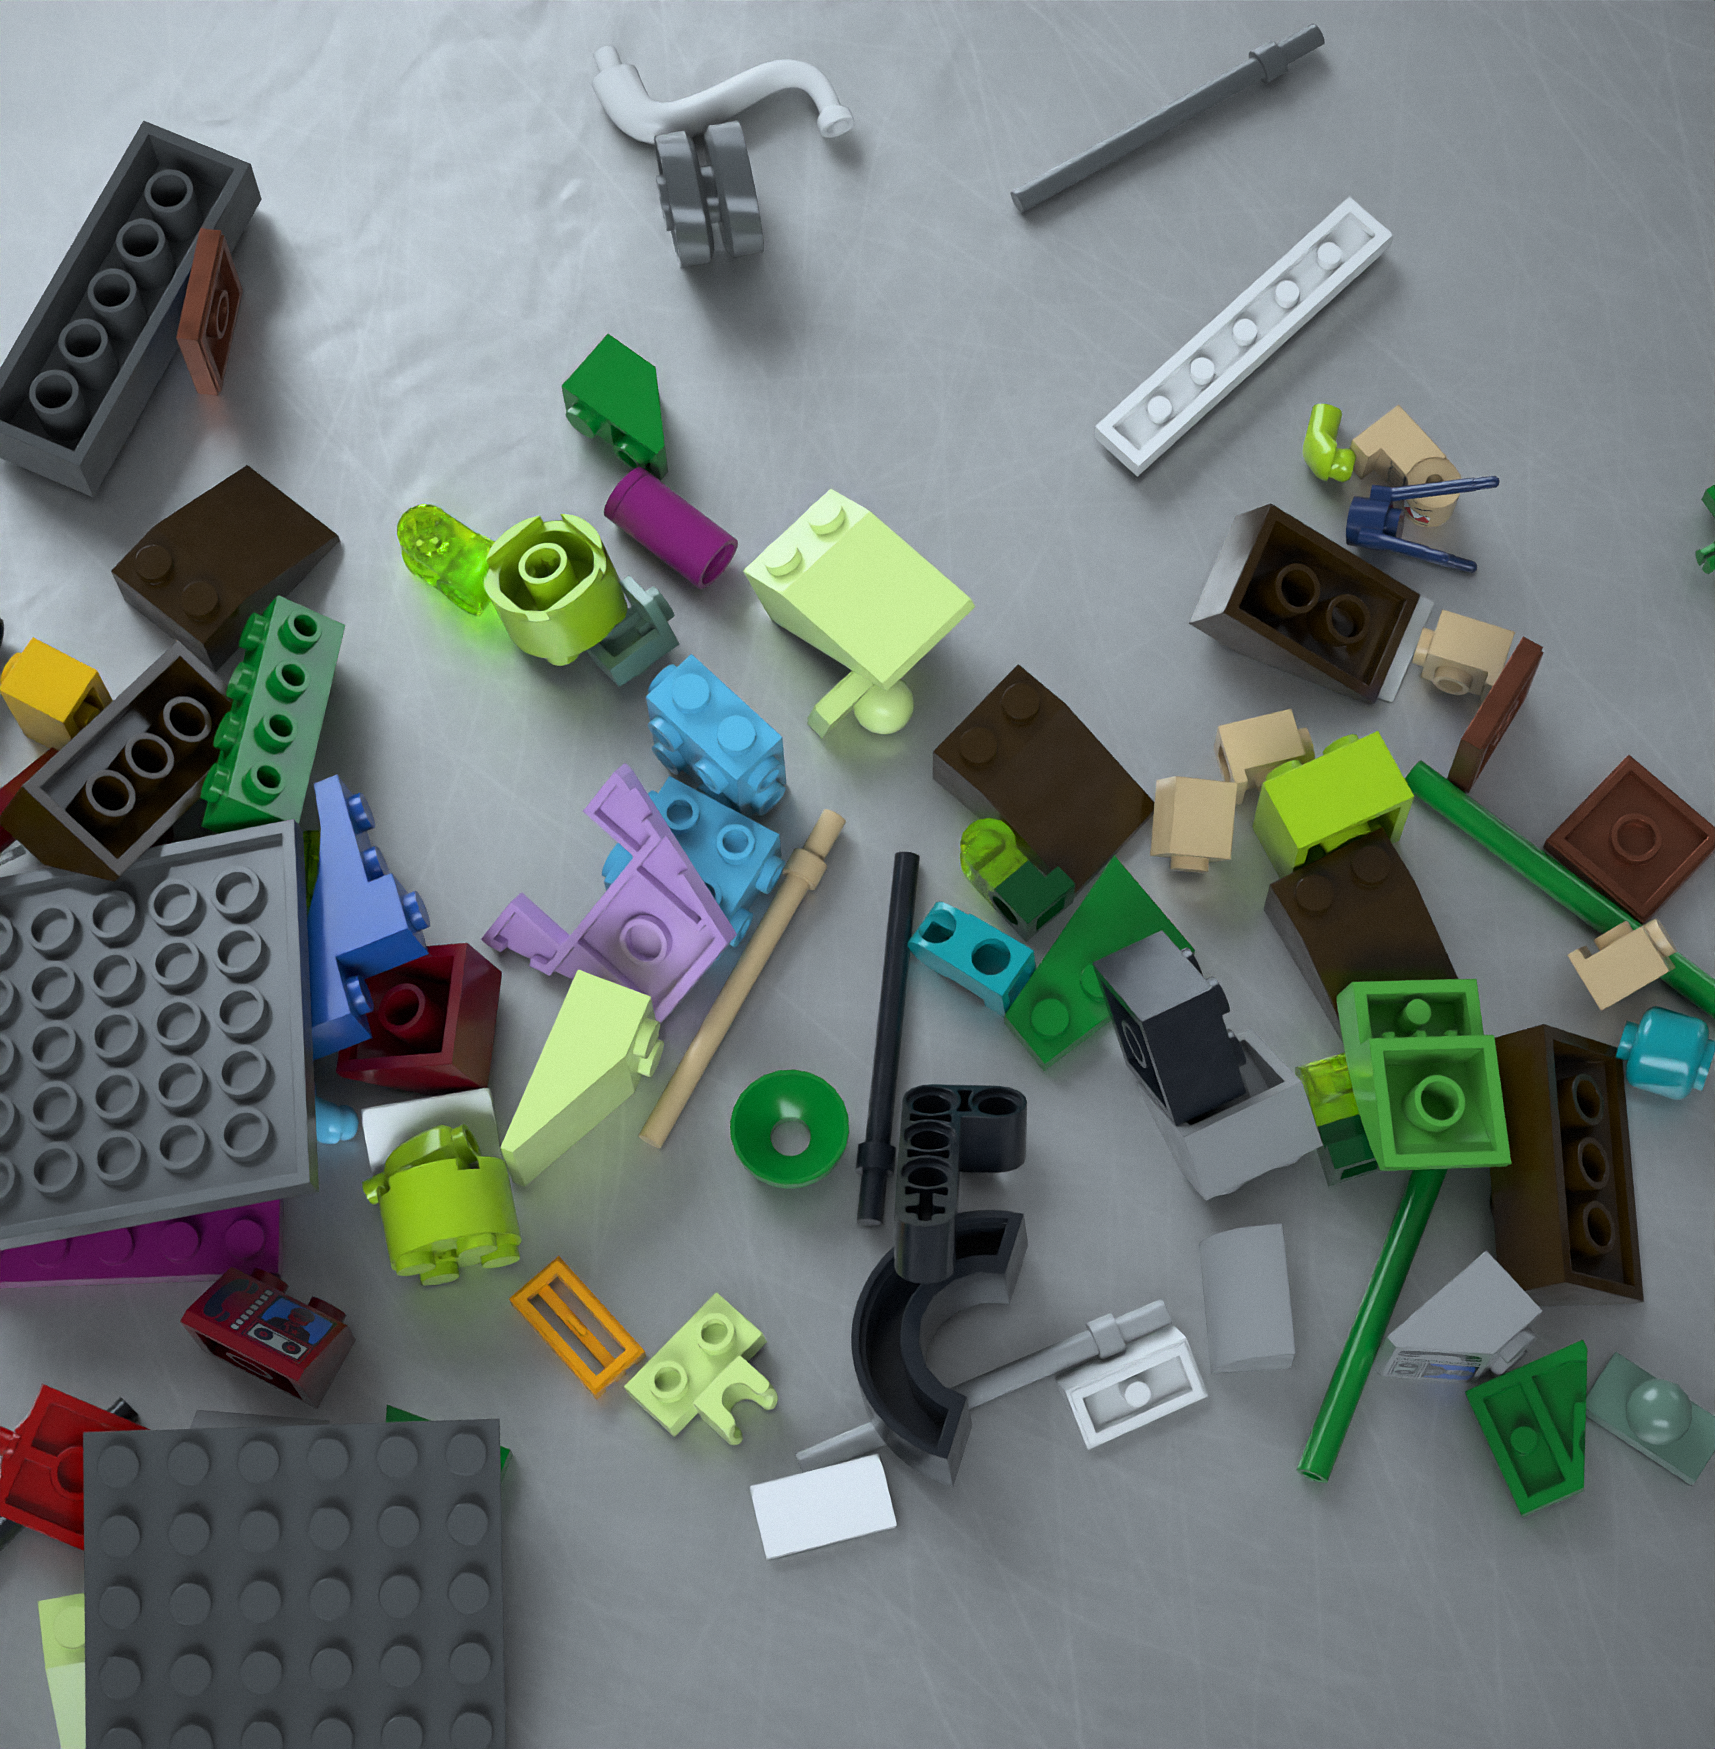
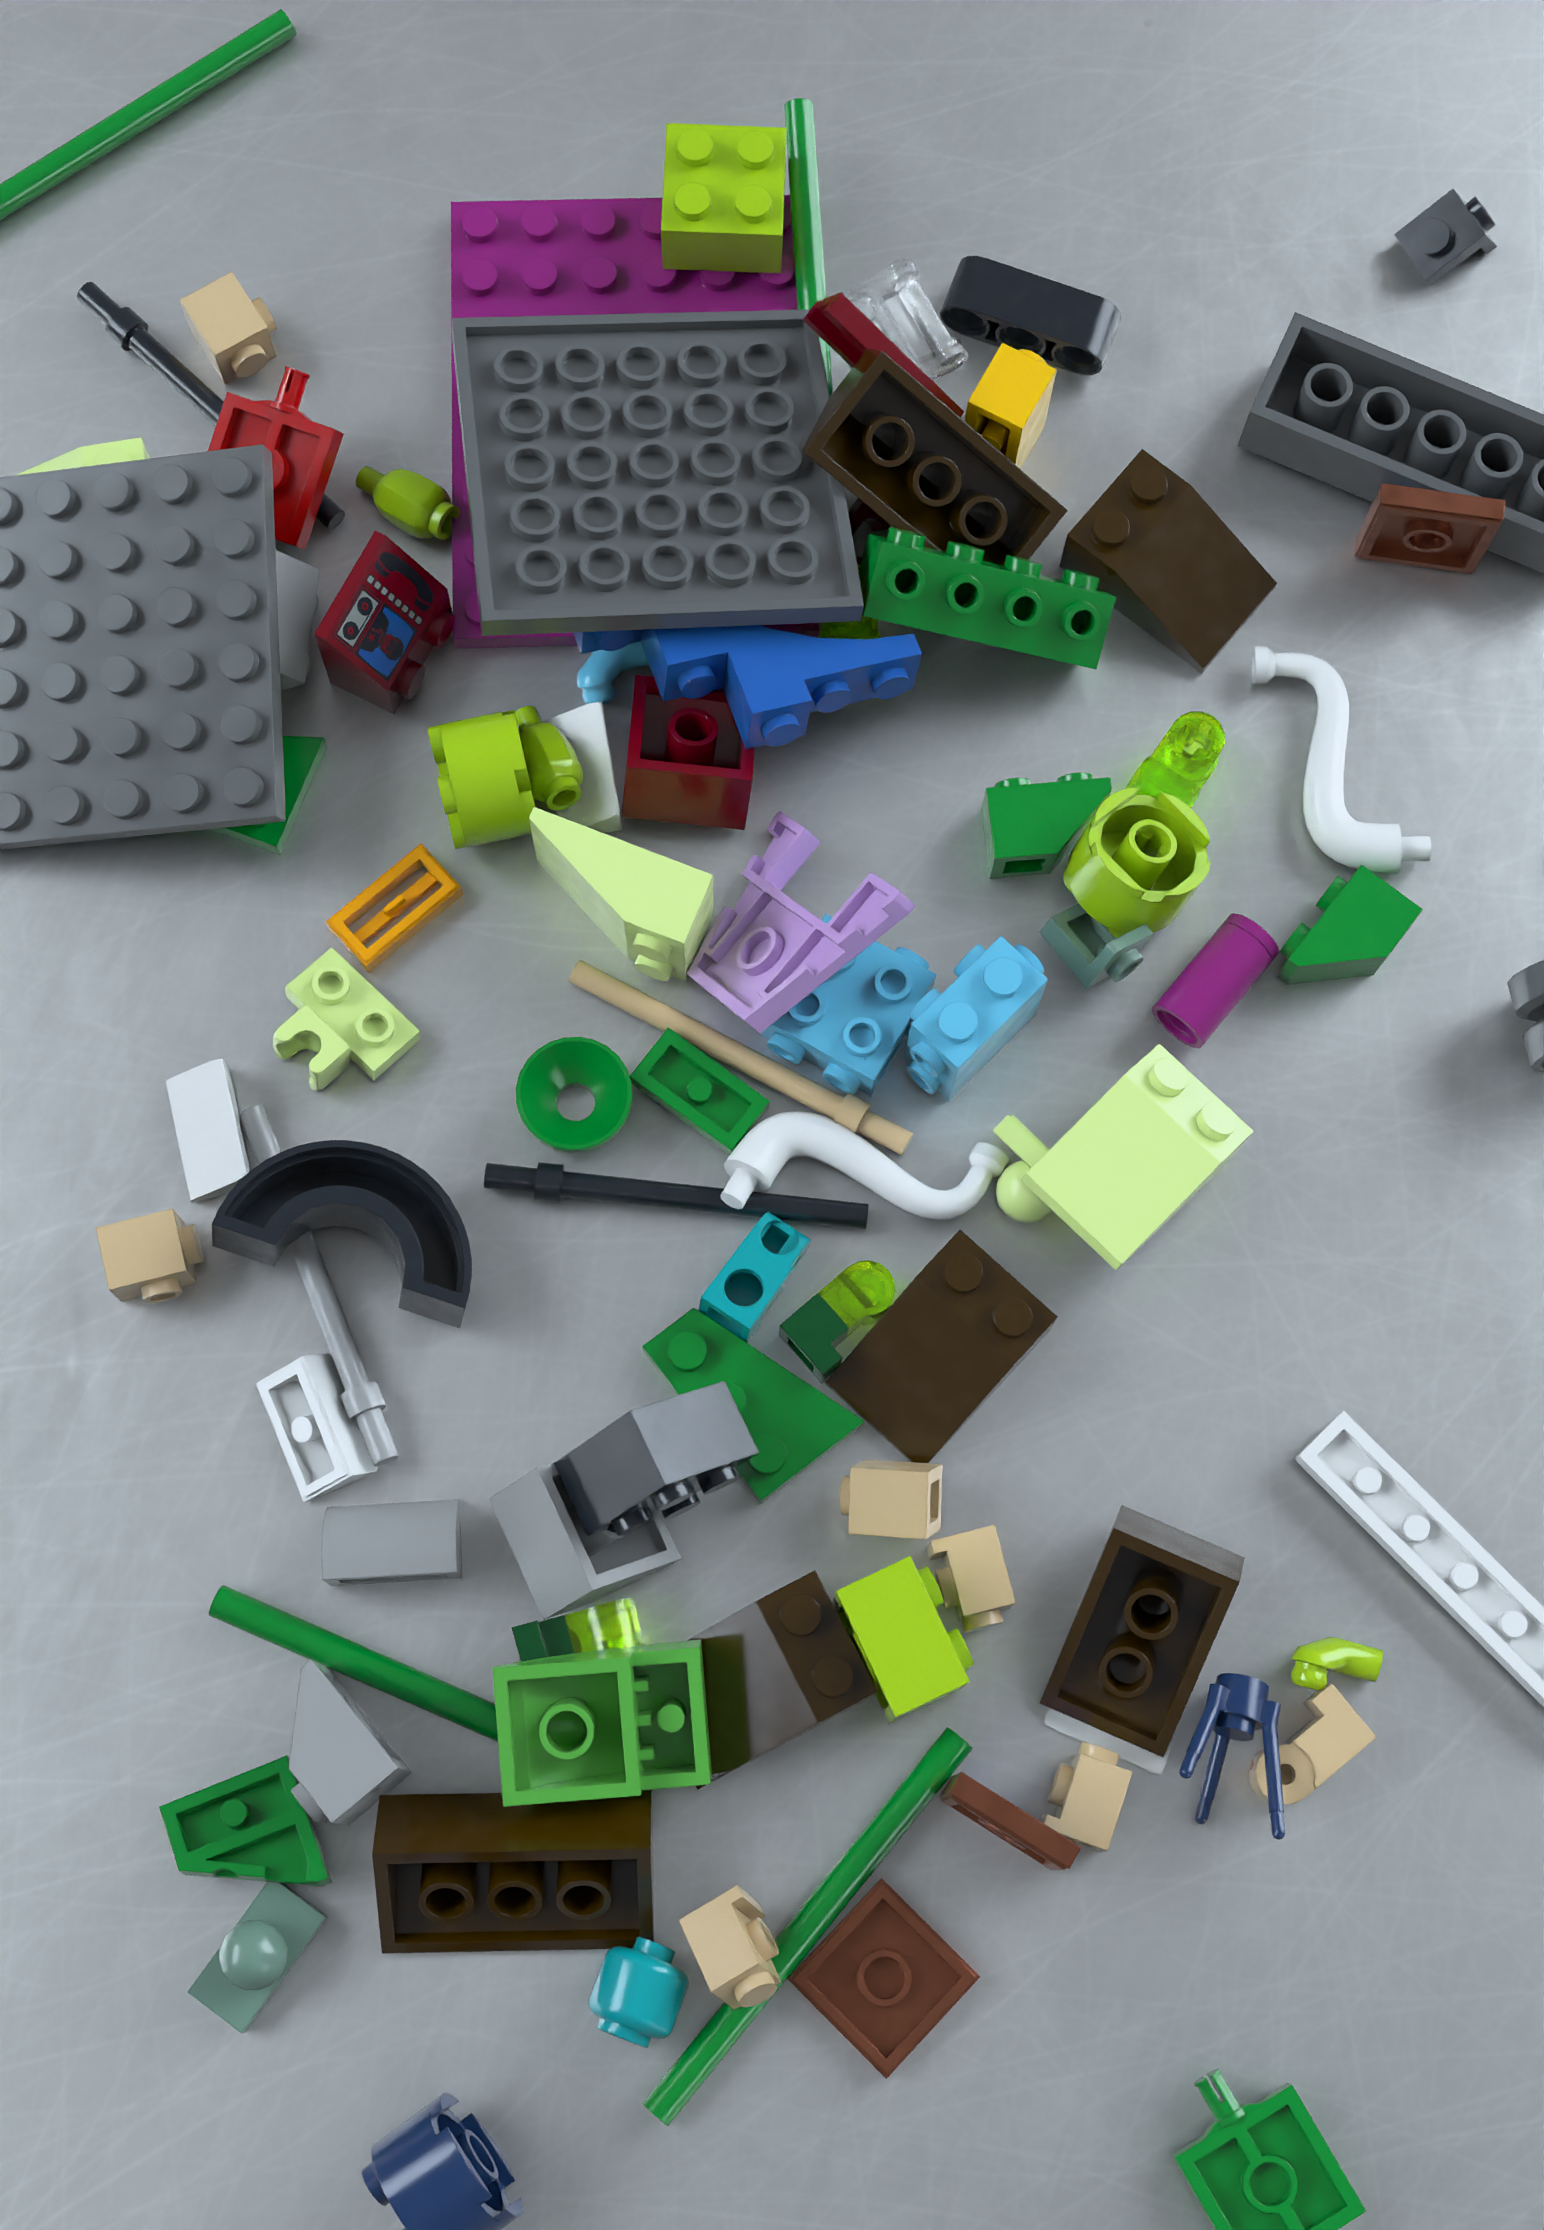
camera: 85 degrees right, 5 degrees up
(114, 1324) = (410, 502): none -> lime plant
(507, 687) = (1039, 823): none -> green slope
(529, 402) = (1331, 827): none -> white animal
(782, 1011) = (699, 1091): none -> green plate
(825, 921) = (796, 1133): none -> white animal
(940, 1136) = (558, 1231): black beam -> none
(962, 1555) = (149, 1256): none -> tan brick

